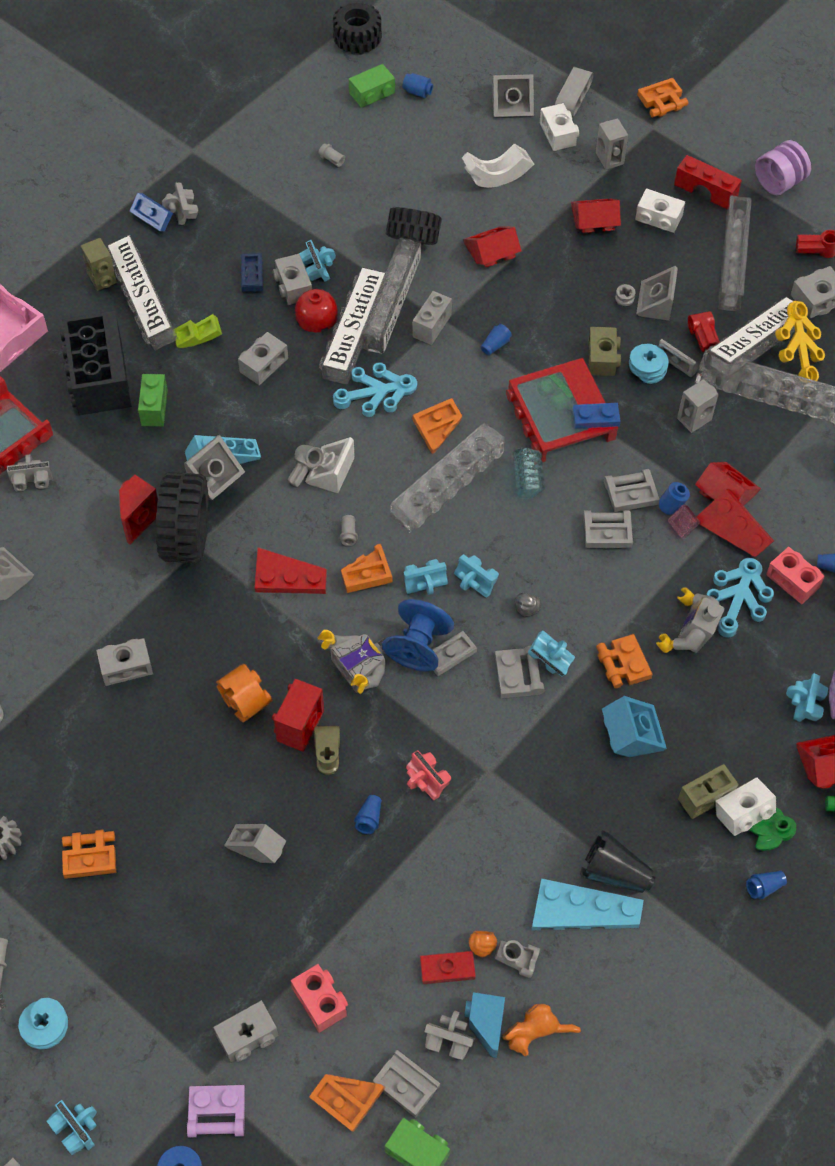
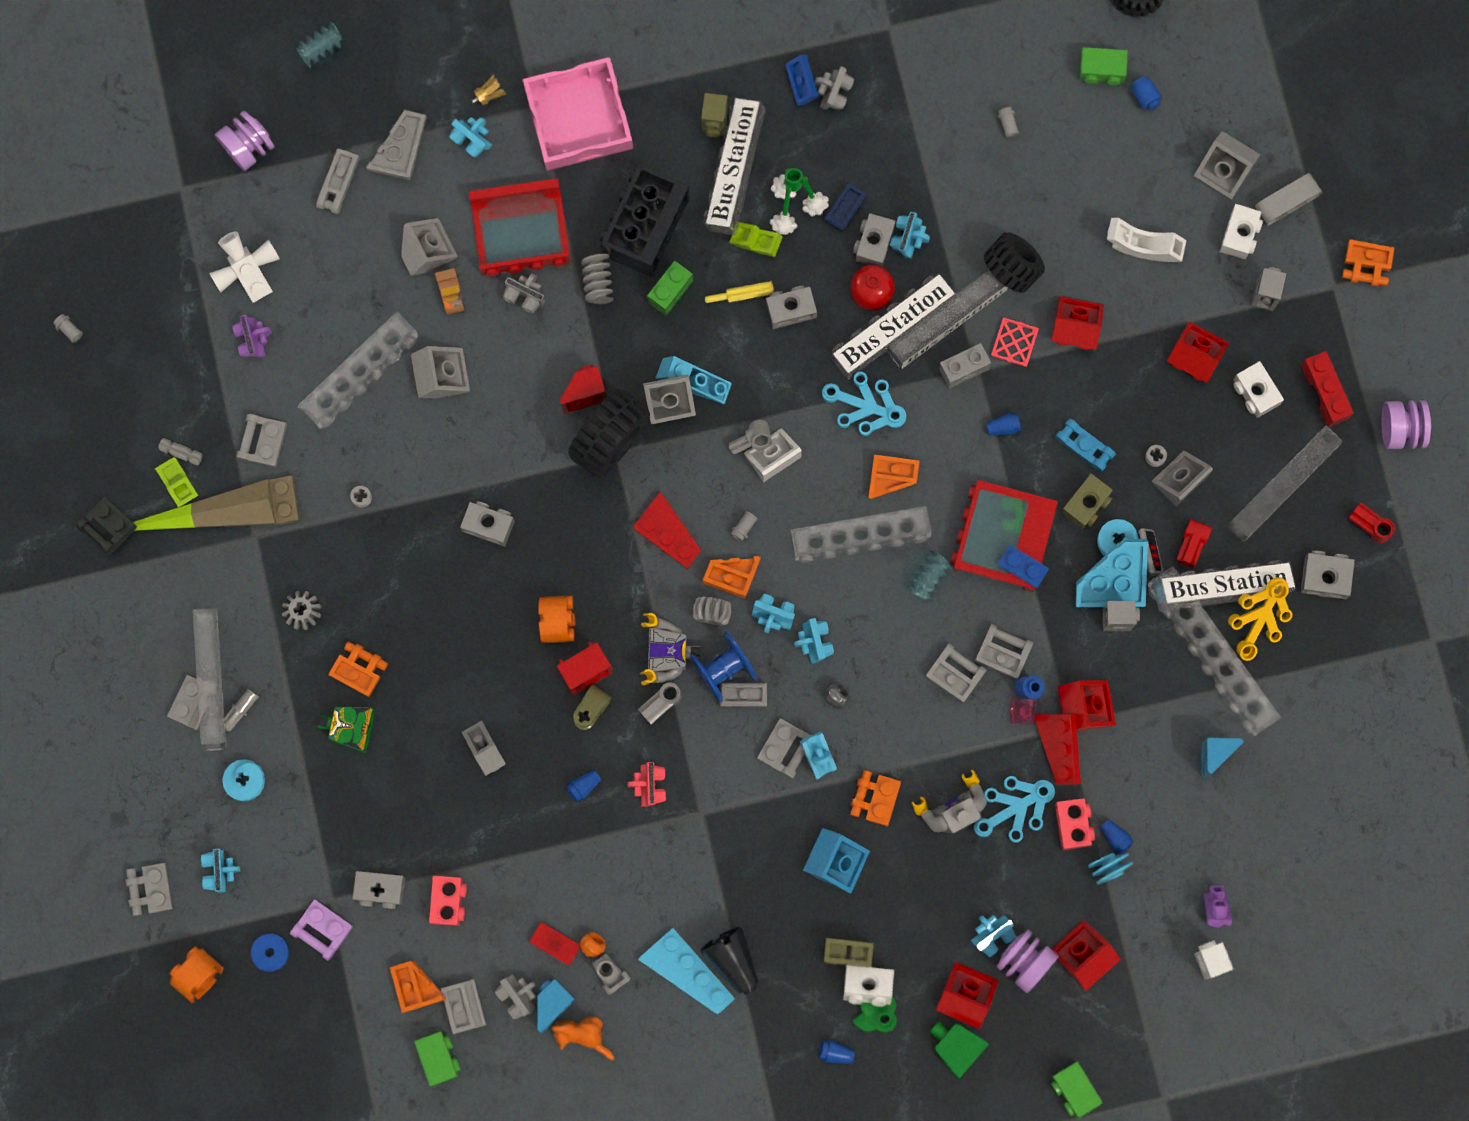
camera: 40 degrees right, 20 degrees up
(86, 428) = (595, 279): none -> light grey piece
(115, 908) = (349, 726): none -> torso
(199, 260) = (786, 187): none -> white plant
(215, 372) = (743, 292): none -> light yellow axle
(373, 603) = (712, 611): none -> light grey gear
(384, 703) = (658, 704): none -> light grey piece
(437, 278) = (1009, 358): none -> coral window
(567, 318) = (1085, 445): none -> dark azure plate
(669, 378) = (1116, 576): none -> medium azure plate

